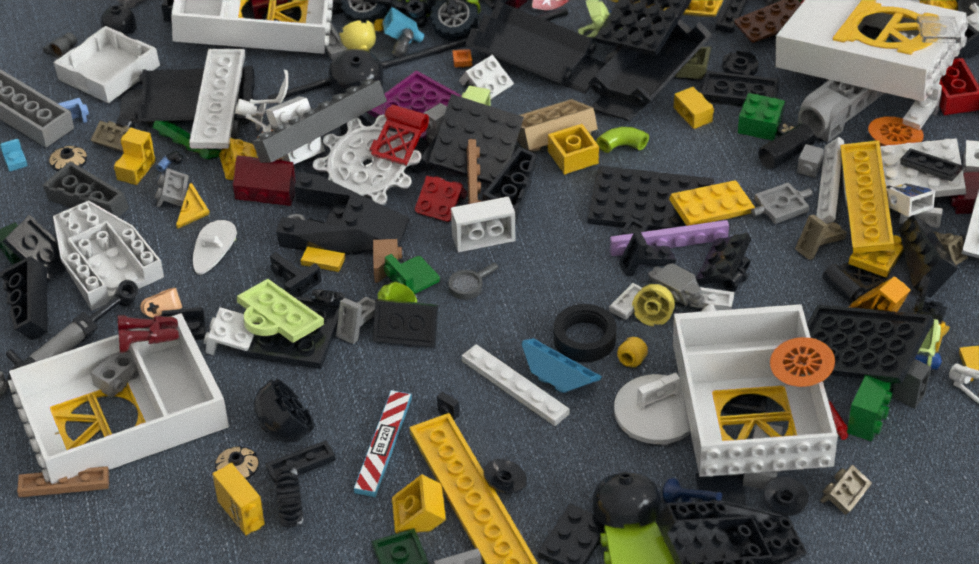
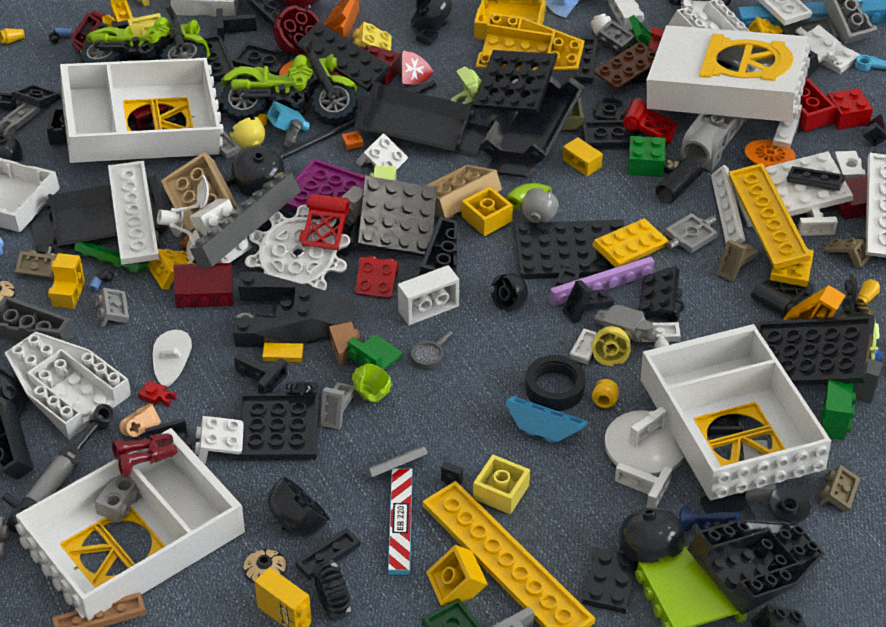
camera: 15 degrees left, 0 degrees up
(186, 278) = (154, 392): none -> red plate
(192, 208) = (139, 322): yellow tile -> none
(277, 312) = (260, 411): yellowish green plate -> none
(302, 79) = (184, 184): none -> tan slope
(381, 387) = (395, 462): none -> light grey tile
(405, 322) = (386, 401): black plate -> none
(473, 171) = (404, 248): medium nougat plate -> none
(493, 424) = (501, 484): none -> light yellow brick
(505, 476) = (528, 532): black dish -> none
(515, 385) = (506, 443): white plate -> none
(568, 233) = (509, 291): none -> black cylinder
(628, 151) = (539, 206): none -> light grey cylinder
(650, 454) = (644, 482): none -> white bracket
(766, 73) = (638, 116): none -> red piece
(786, 364) = (792, 376): orange piece -> none
(810, 160) = (703, 190): light grey brick -> none
(910, 198) = (809, 211): white torso -> none
(924, 254) = (835, 259): black wedge -> none
(938, 29) = (792, 54): clear tile -> none
(952, 291) = (868, 291): none -> yellow cone

